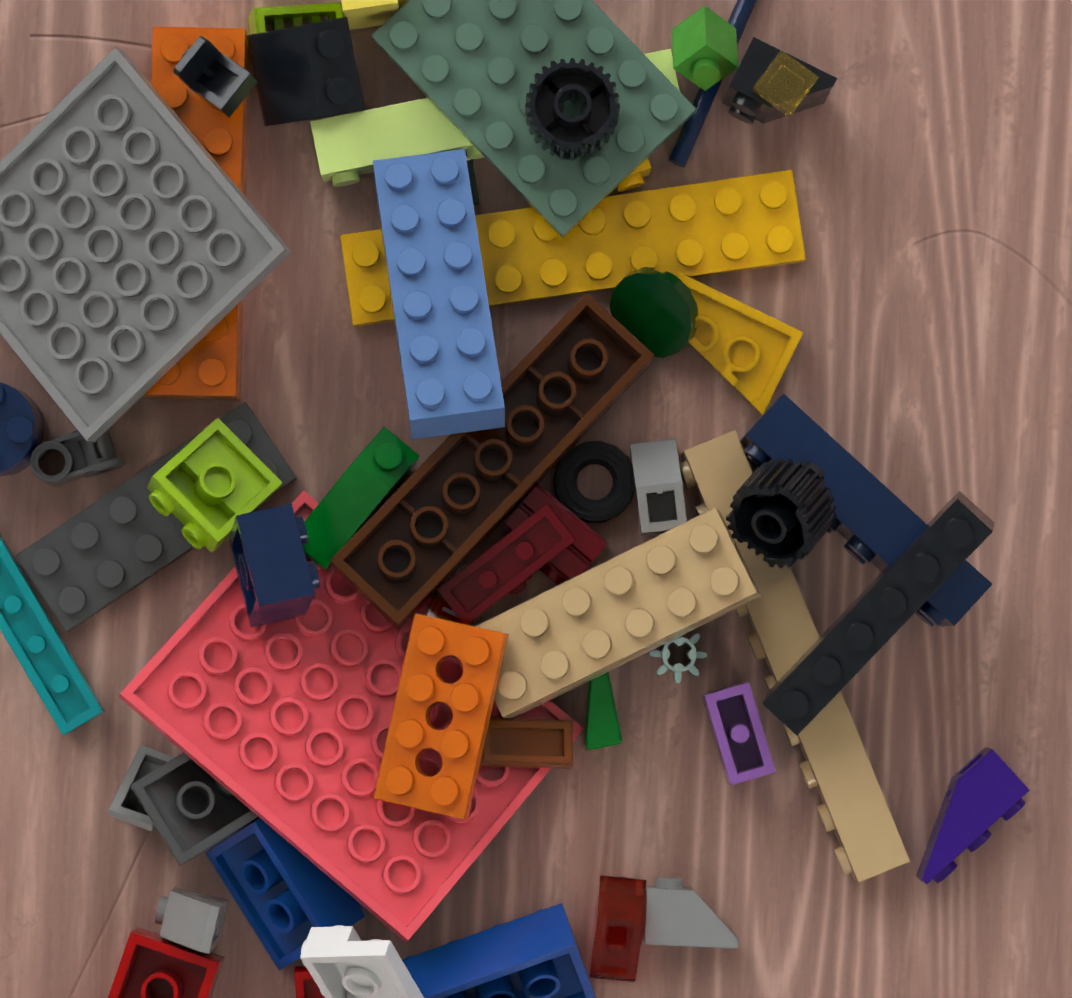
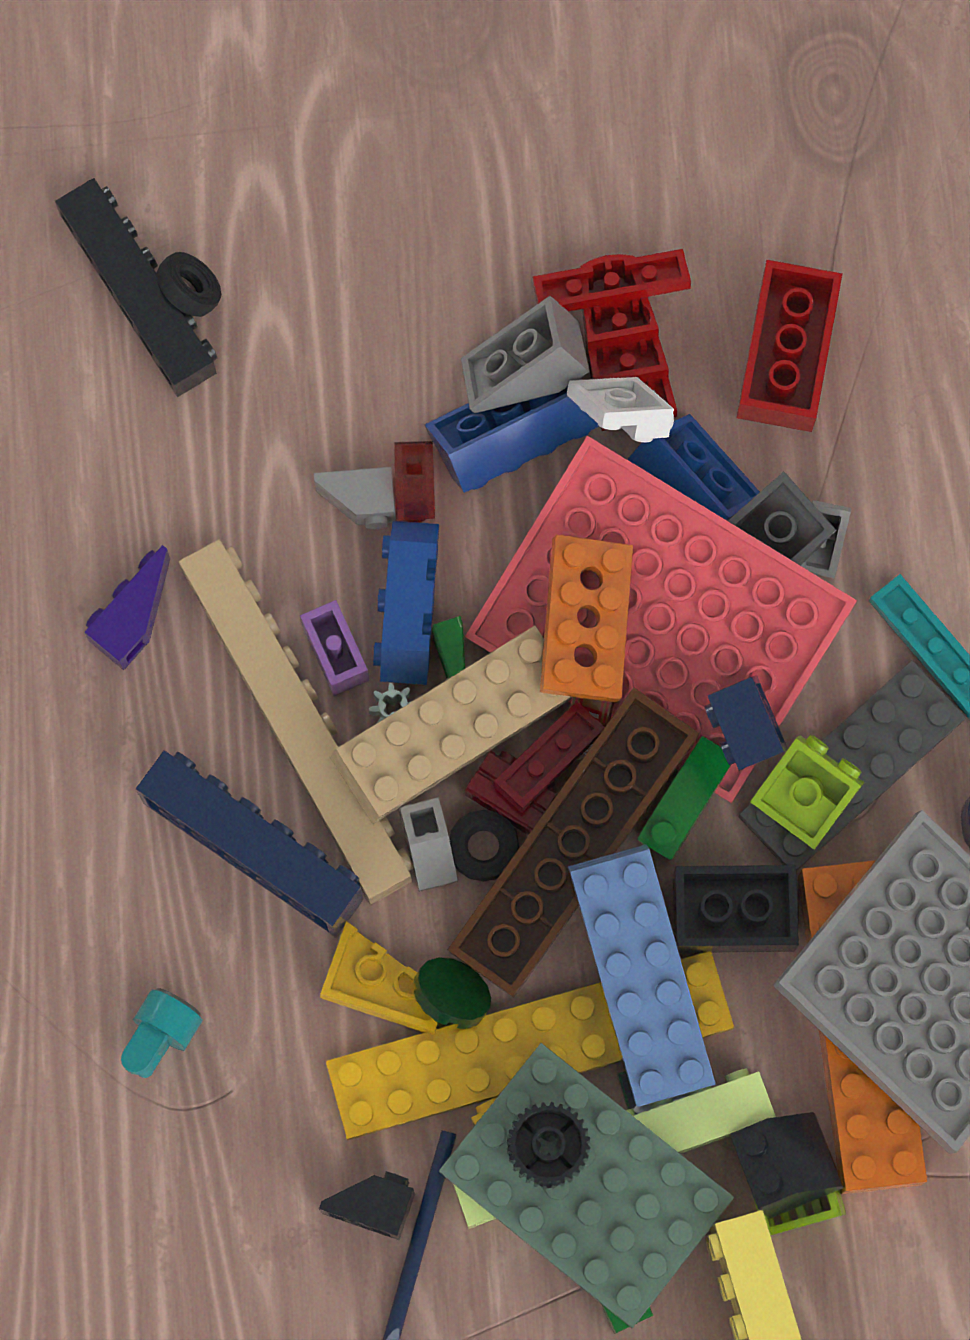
camera: 175 degrees right, 10 degrees down
(79, 455) = (927, 800): dark grey piece -> none
(192, 919) = (767, 439): light grey slope -> none
(214, 76) = (864, 1135): black bracket -> none
(318, 363) = (735, 908): none -> black brick
(528, 743) = (509, 614): dark orange tile -> none
(645, 778) = (407, 602): none -> blue brick
(704, 48) = (437, 1231): bright green brick -> none
(782, 511) = (321, 823): black brick -> none
(785, 83) = (363, 1194): clear yellow tile -> none
(878, 612) = (229, 749): black brick -> none
(986, 324) = (162, 1023): none -> teal piece

